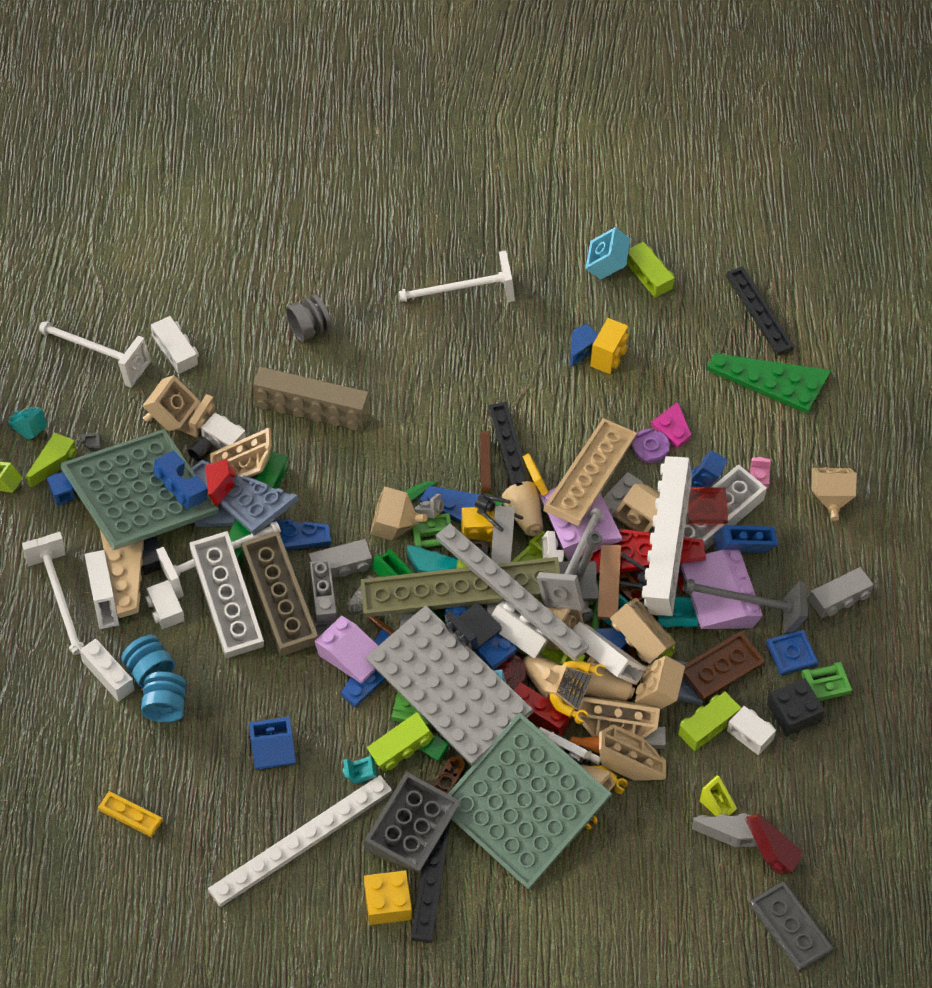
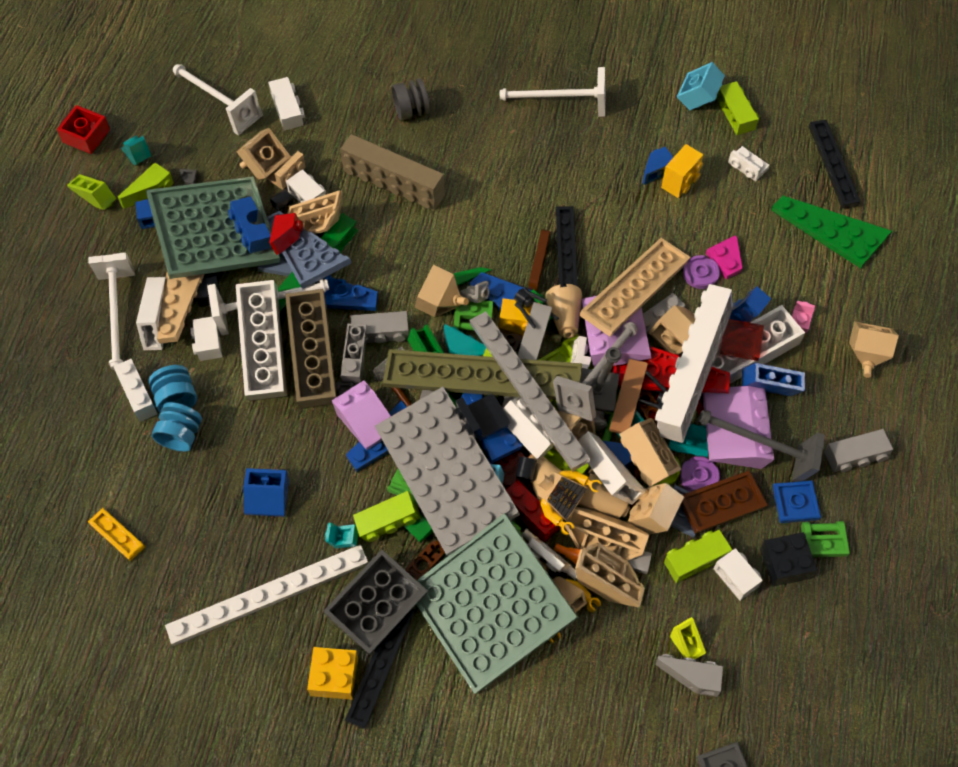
camera: 15 degrees right, 5 degrees up
(526, 669) = (526, 469): none -> black beam
(536, 476) = (582, 279): yellow tile -> none
(673, 325) = (748, 163): none -> white bracket
(692, 643) = (698, 473): none -> medium lavender tile
(773, 845) = (734, 704): dark red slope -> none

